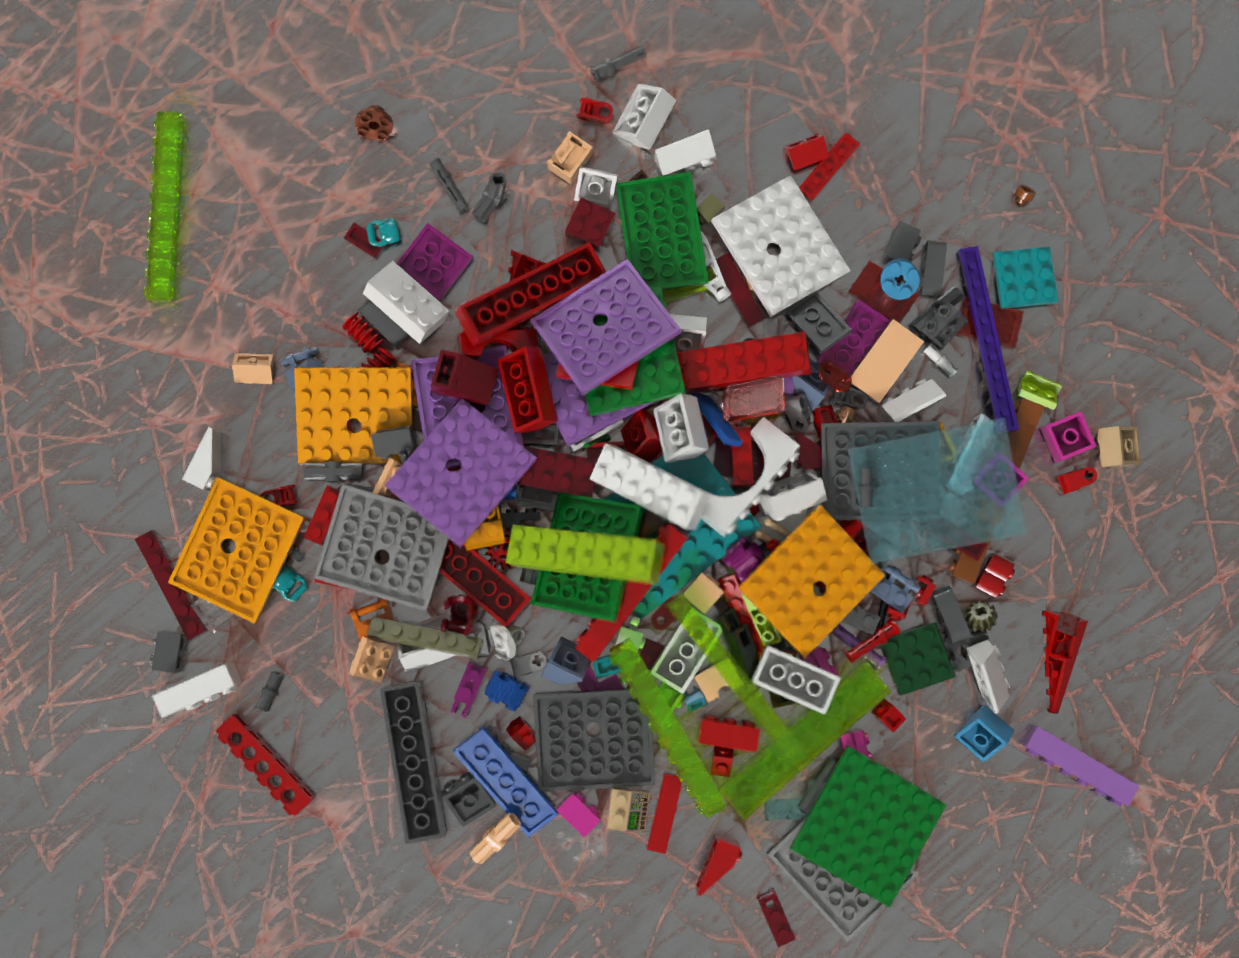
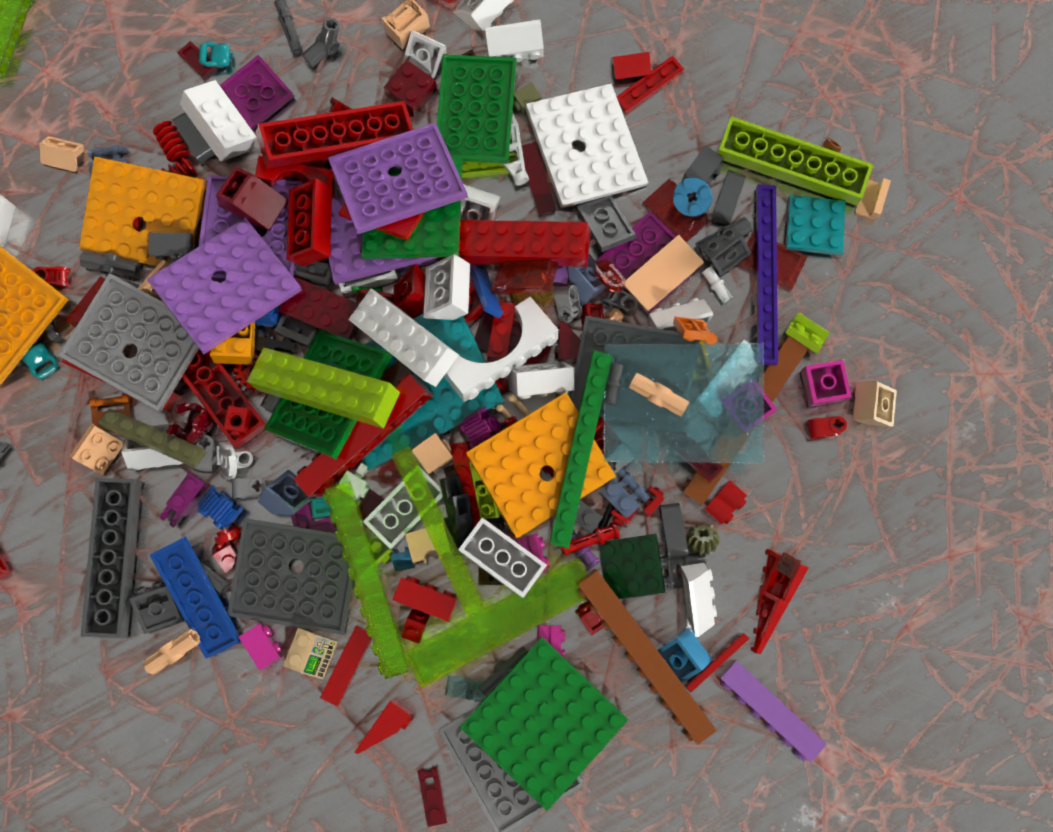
camera: 15 degrees right, 5 degrees down
(501, 595) = (233, 413): none -> red brick
(521, 715) = (231, 533): none -> red plate
(847, 558) = (580, 449): none -> green plate
(912, 489) = (659, 394): none -> light nougat piece
(932, 417) = (694, 329): none -> orange plate
(953, 743) = (646, 657): none -> dark orange brick
(991, 217) = (795, 161): none -> lime brick
(1019, 730) = (716, 662): none -> red tile
(1076, 237) = (873, 199): none -> light nougat panel

